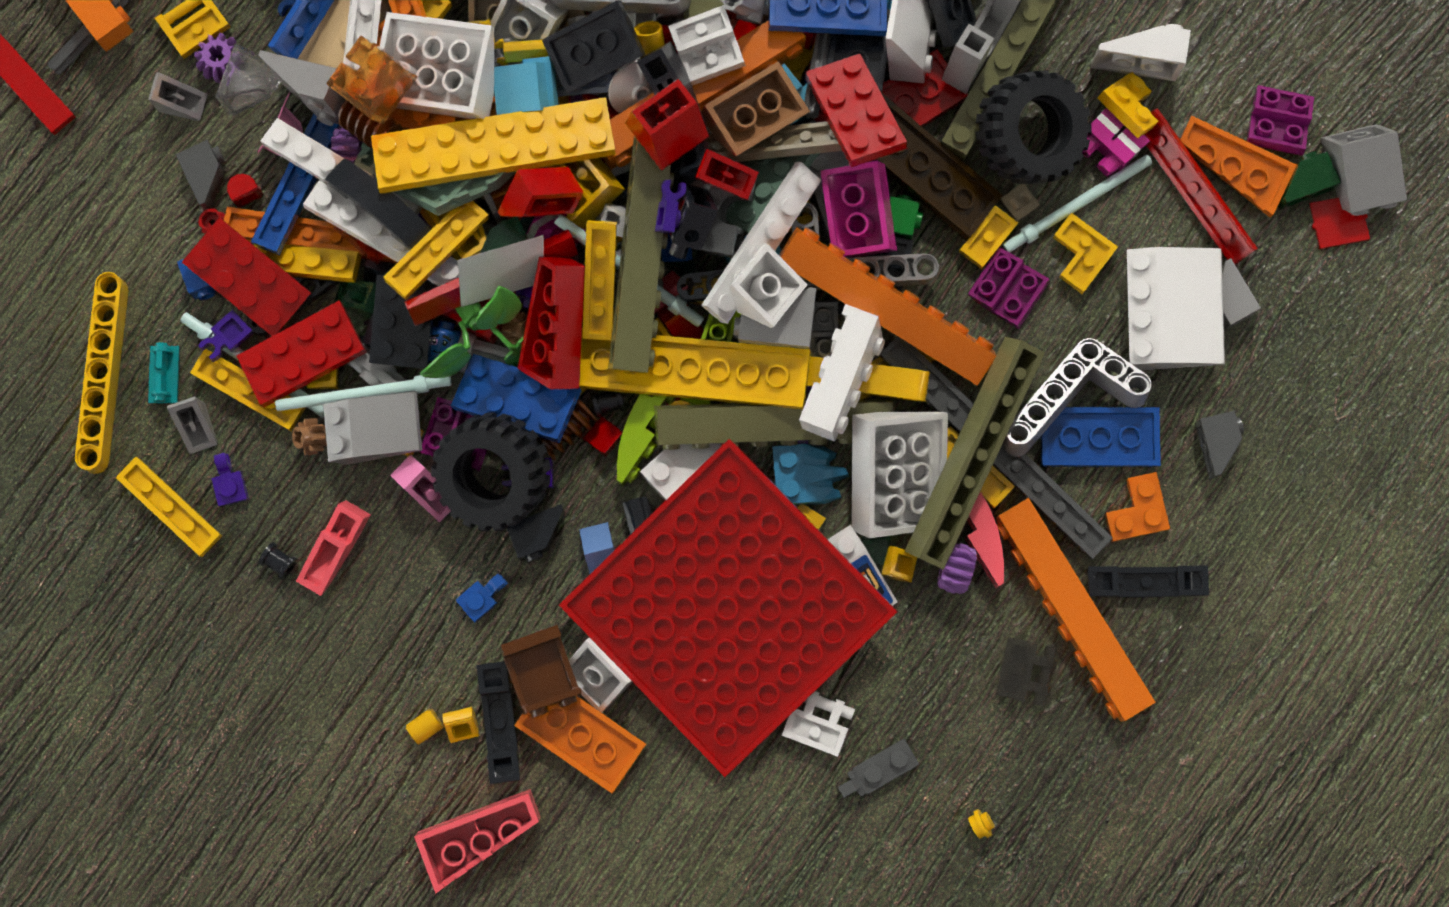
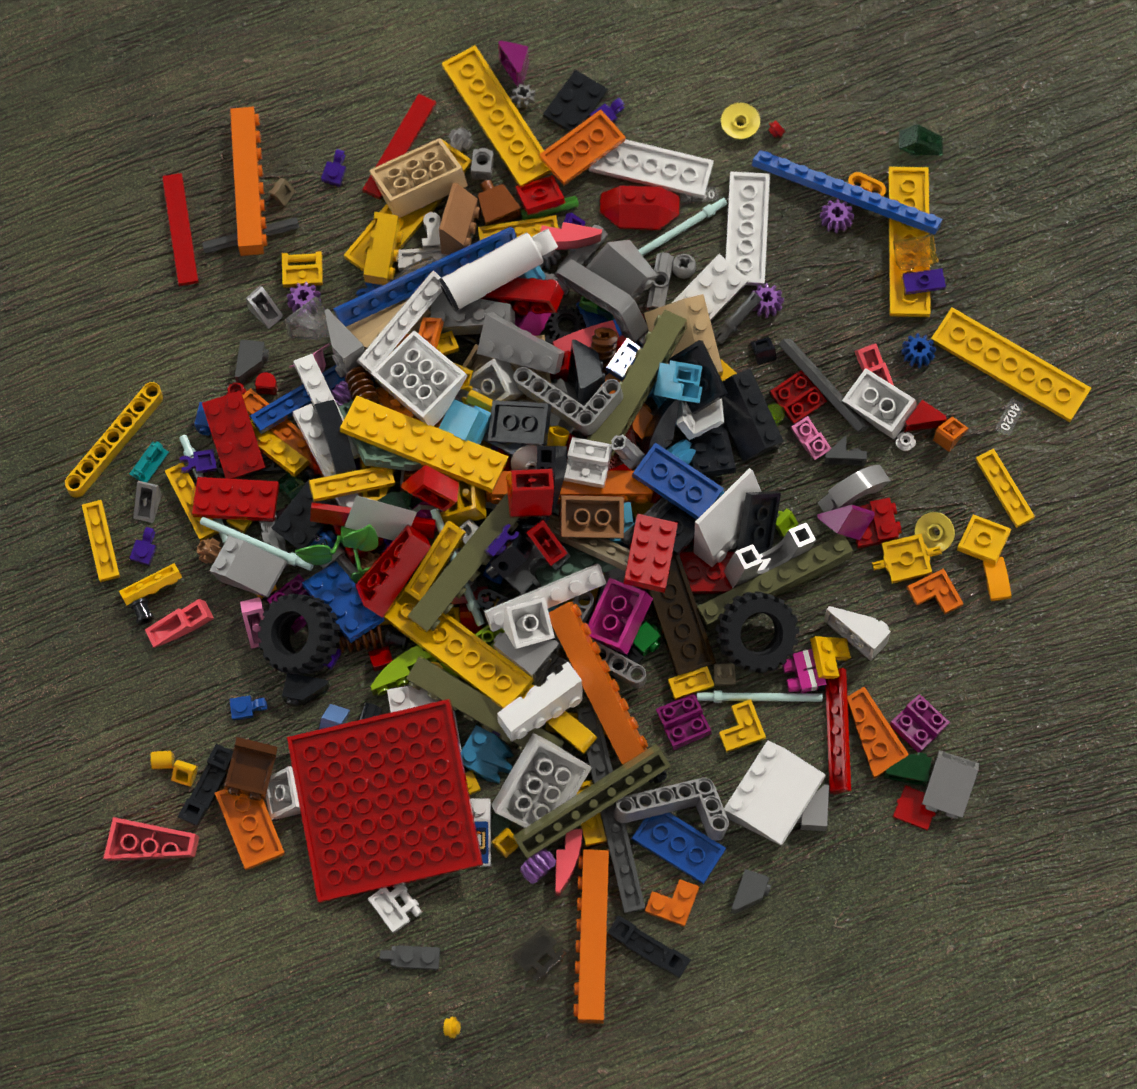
camera: 30 degrees right, 10 degrees down
(266, 521) = (151, 584): none -> yellow plate
(377, 83) = (377, 368): clear orange piece -> none

